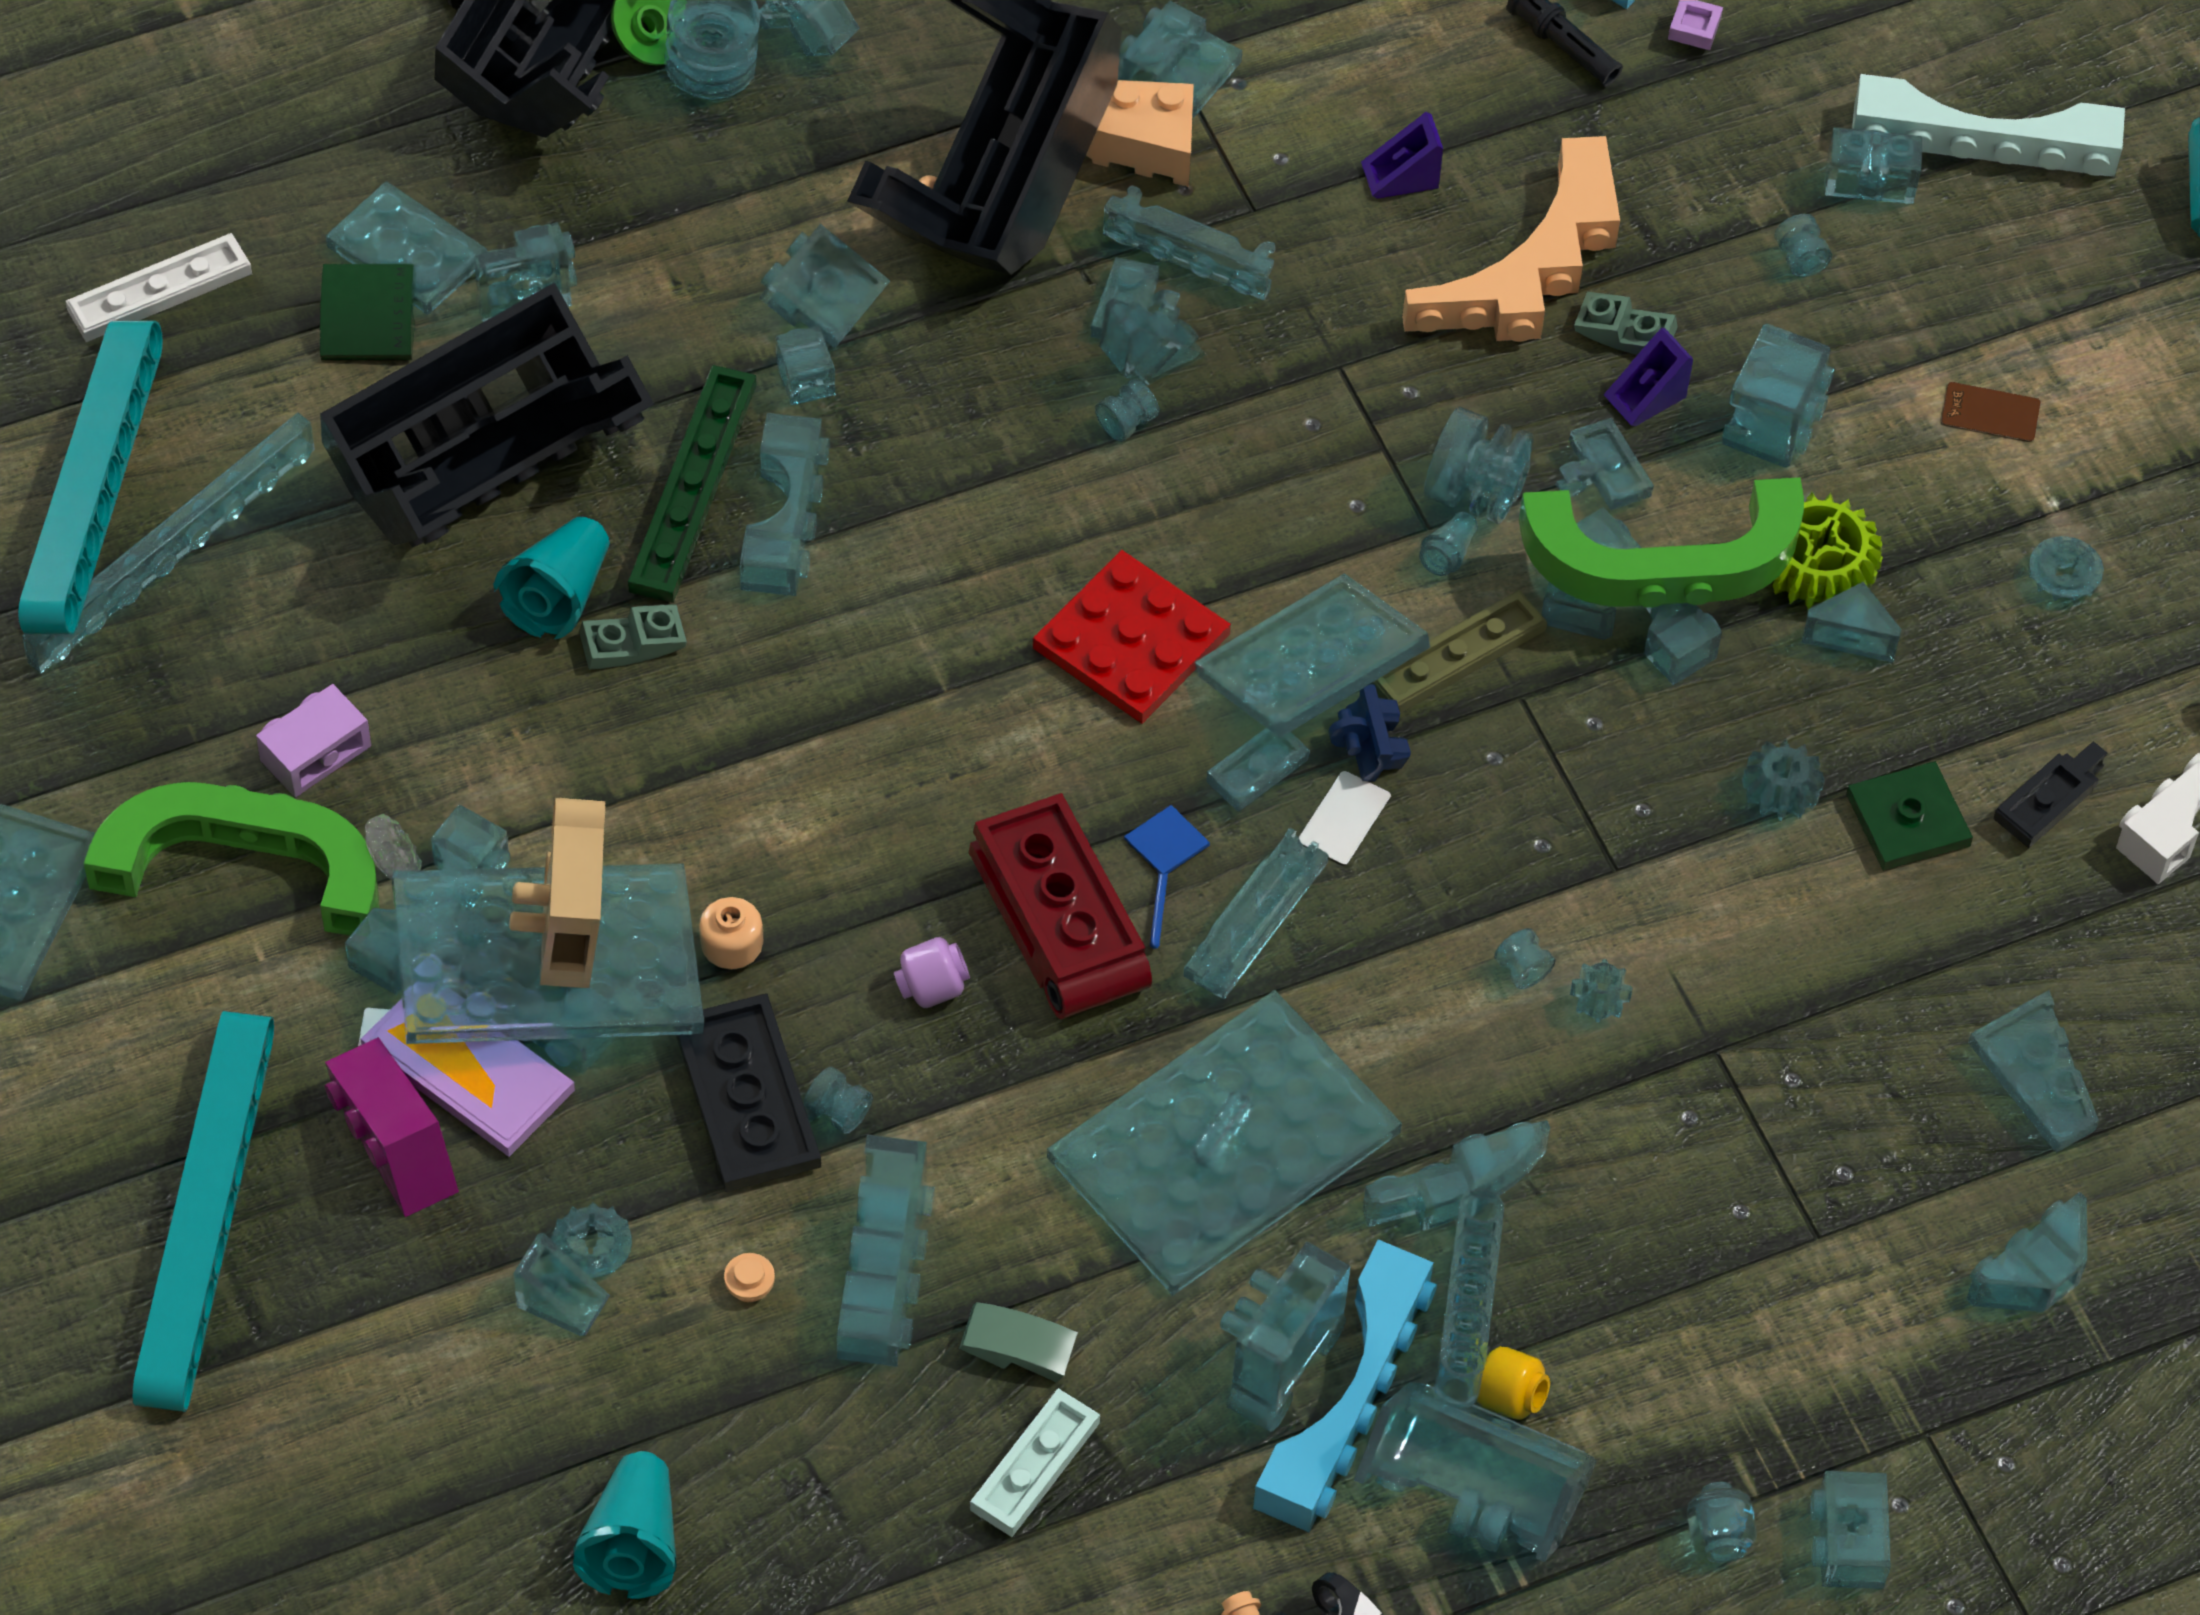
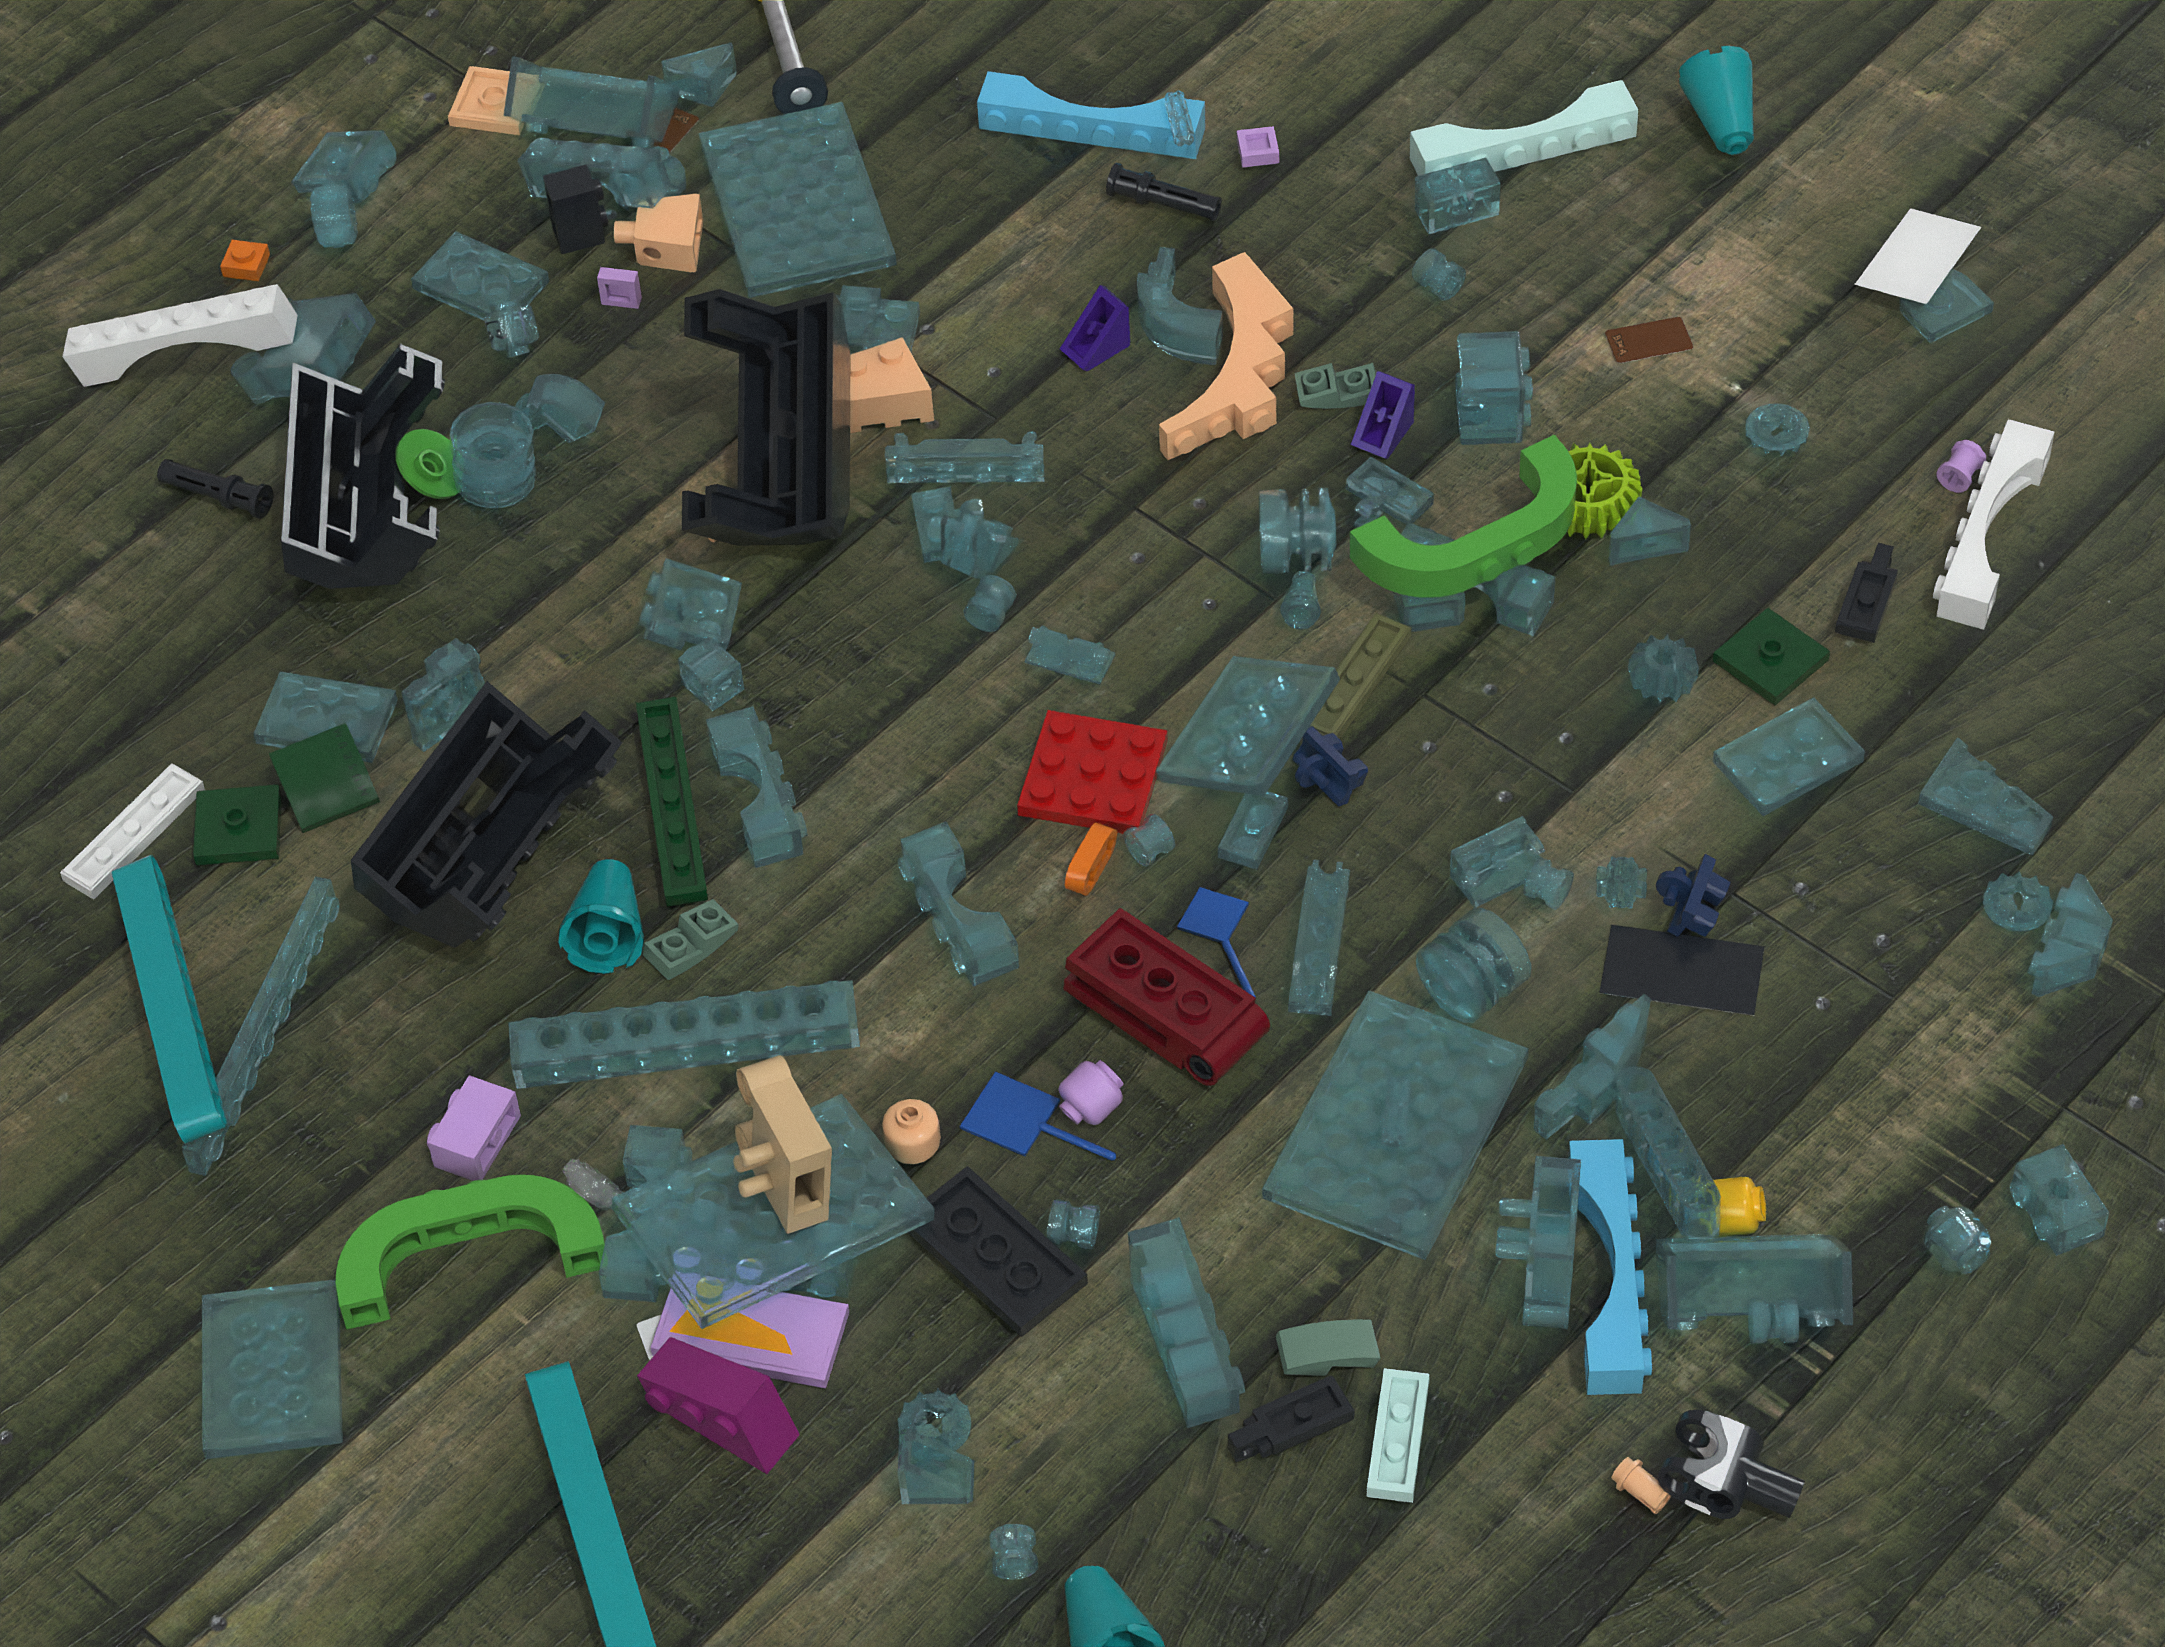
camera: 20 degrees left, 5 degrees down
(261, 324) = (237, 824): none -> dark green plate
(497, 725) = (667, 1048): none -> clear light blue brick
(591, 1405) = (1013, 1551): none -> clear light blue wheel
(749, 1277) = (1081, 1394): light nougat plate -> none
(850, 959) = (1015, 1116): none -> blue piece
(913, 761) = (978, 940): none -> clear light blue arch
(938, 1398) = (1291, 1420): none -> black hinge
(1073, 727) = (1090, 859): none -> orange beam
(1143, 733) = (1149, 840): none -> clear light blue wheel
(1176, 500) = (1069, 657): none -> clear light blue hinge
(1345, 816) = (1341, 838): white sticker -> none
(1398, 1009) = (1473, 965): none -> clear light blue wheel
(1484, 910) = (1495, 861): none -> clear light blue hinge
(1491, 190) = (1172, 325): none -> clear light blue arch
(1615, 1111) = (1682, 969): none -> black sticker
(1684, 1029) = (1689, 892): none -> dark blue hips
(1859, 932) = (1788, 756): none -> clear light blue plate
(2020, 1211) = (2001, 906): none -> clear light blue gear

